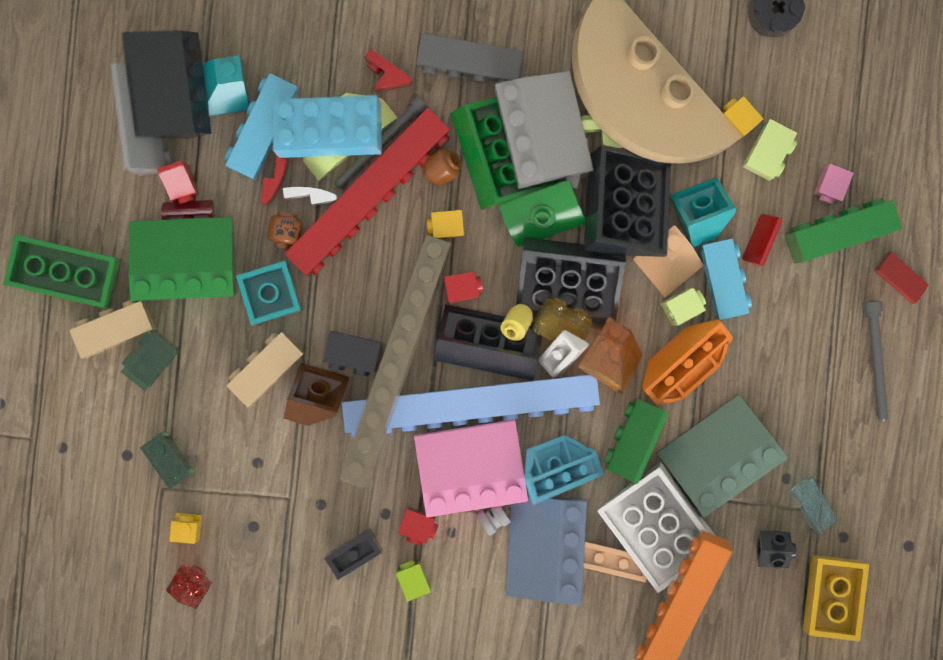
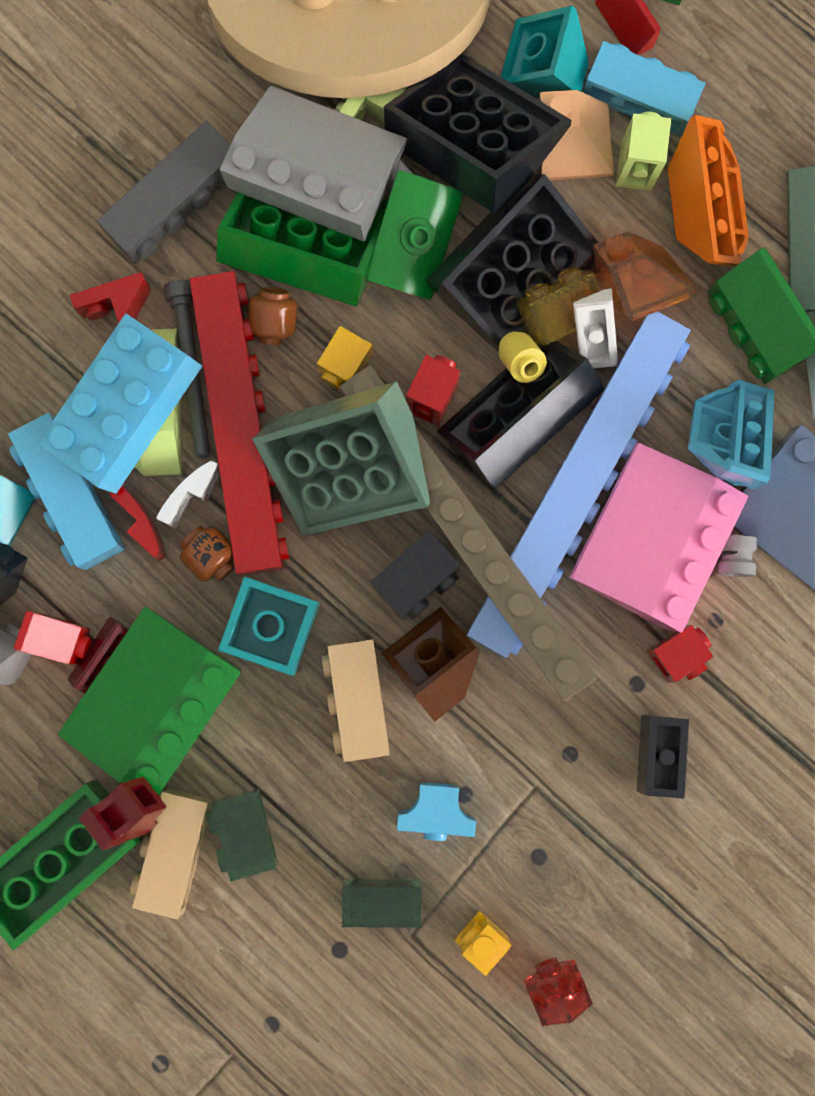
camera: 55 degrees left, 5 degrees down
(114, 291) = (124, 814): none -> dark red brick
(236, 455) = (437, 813): none -> medium azure brick
(387, 268) = (346, 460): none -> sand green slope
(413, 579) = (744, 706): lime brick -> none

